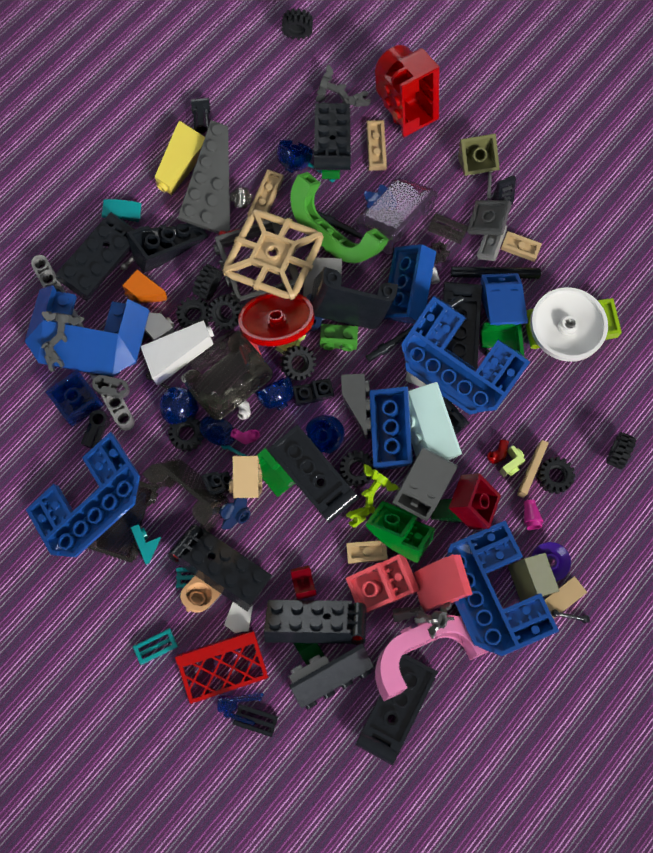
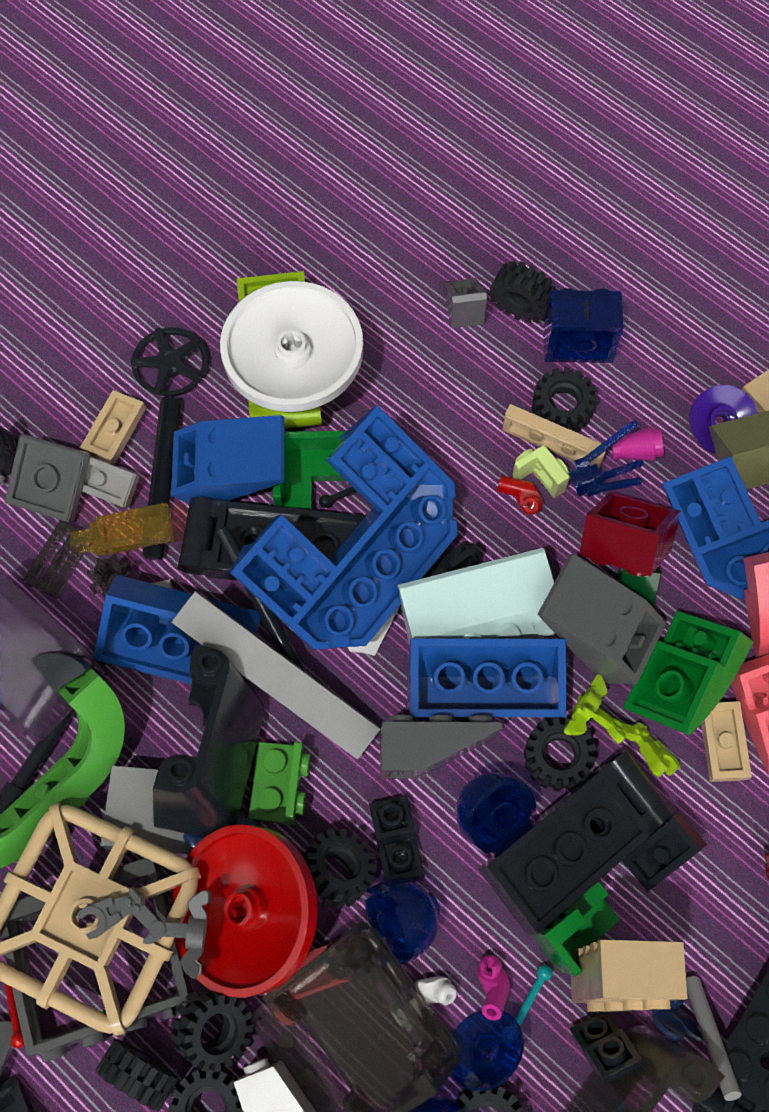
camera: 85 degrees left, 5 degrees down
(222, 532) = (712, 1038): none -> light grey bar
(266, 297) = (114, 910): none -> dark grey piece
(309, 516) = (664, 852): none -> black slope
(383, 226) = (58, 667): none -> black tile
(389, 327) = (277, 675): none -> light grey tile
(462, 256) = (125, 531): none -> clear yellow hinge
(508, 485) = (590, 480): none -> clear blue plant
(563, 271) = (169, 360): none -> black wheel
(601, 482) = (583, 326): none -> clear blue brick
(615, 421) = (465, 302): none -> dark grey slope

